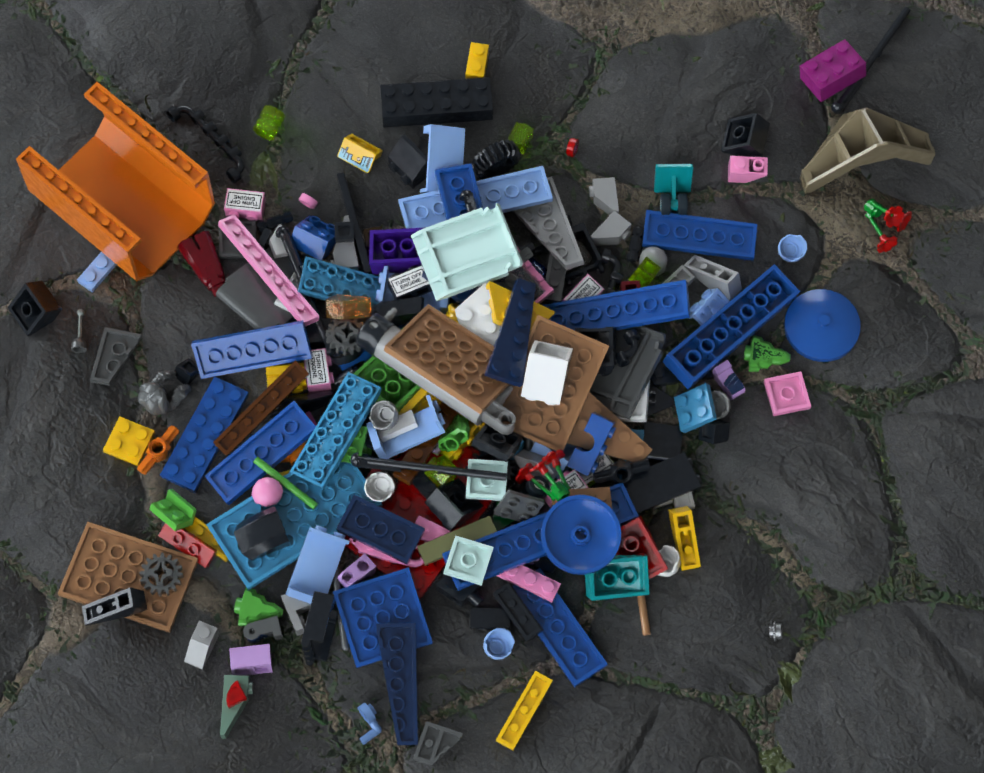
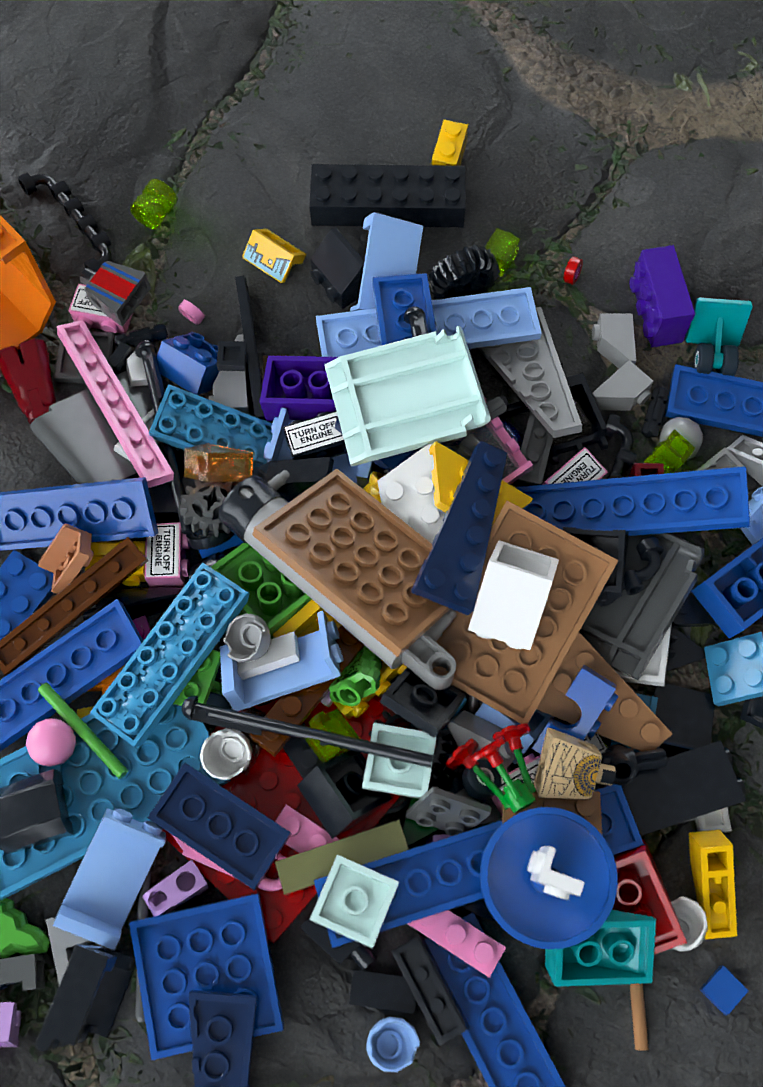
camera: 10 degrees right, 0 degrees up
(255, 377) = (67, 556): none -> nougat bracket
(256, 192) = (115, 290): none -> dark grey torso
(580, 530) = (555, 883): none -> white bracket
(590, 473) = (570, 767): none -> tan torso
(633, 163) = (662, 296): none -> dark purple brick
(693, 597) = (724, 990): none -> blue tile

